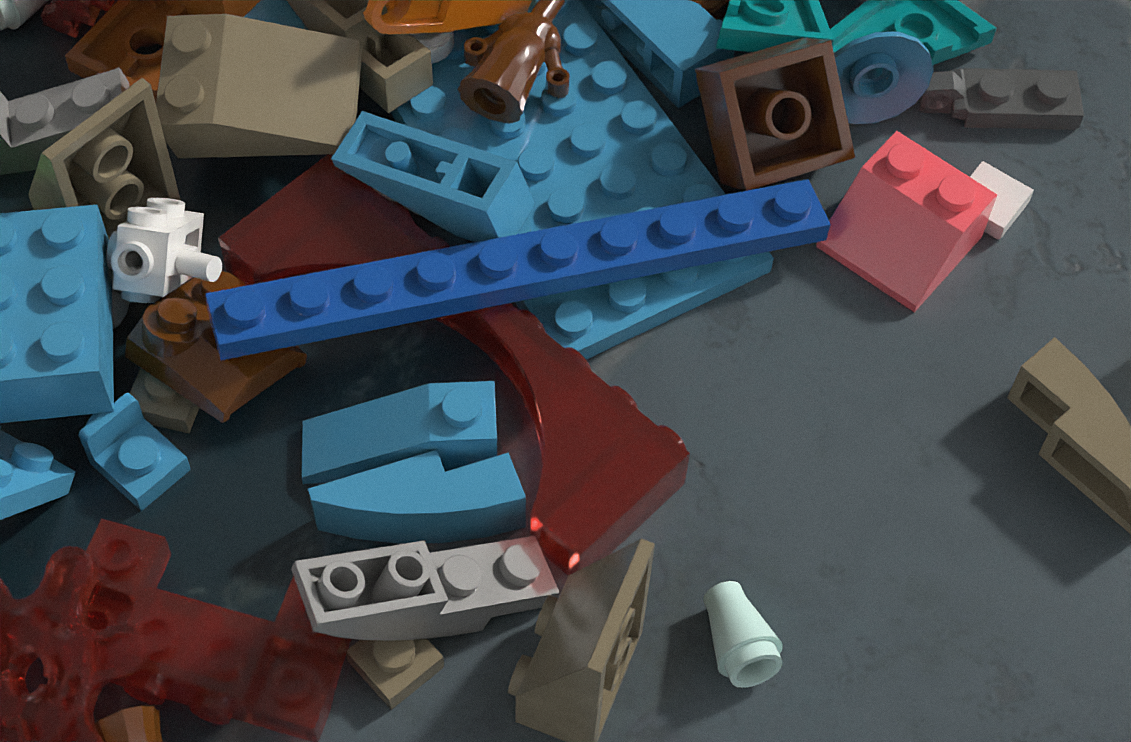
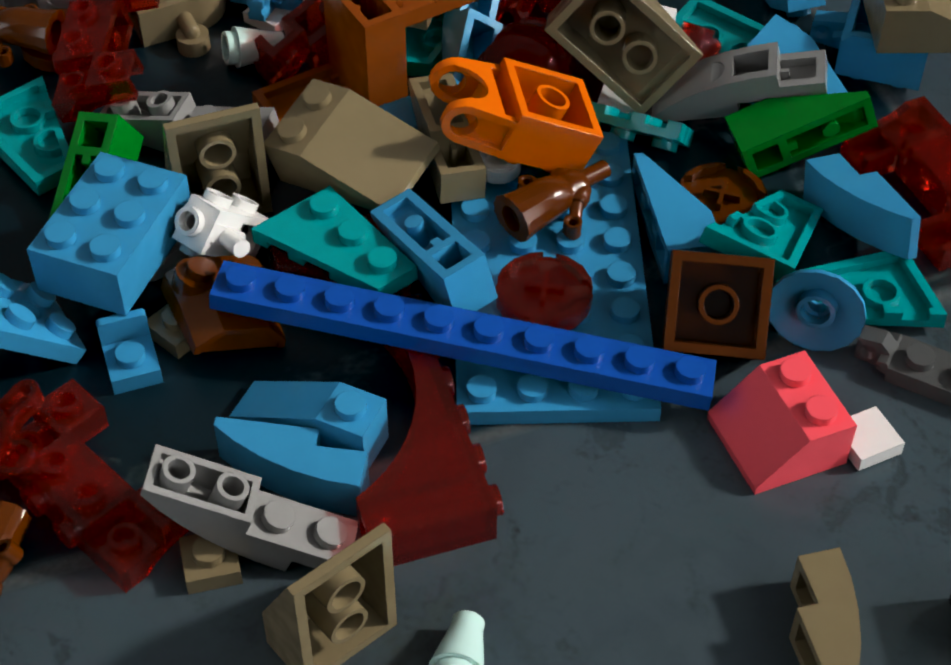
camera: 30 degrees right, 10 degrees down
(313, 209) = (339, 240): none -> teal wing
(577, 174) = (545, 290): none -> clear red tile

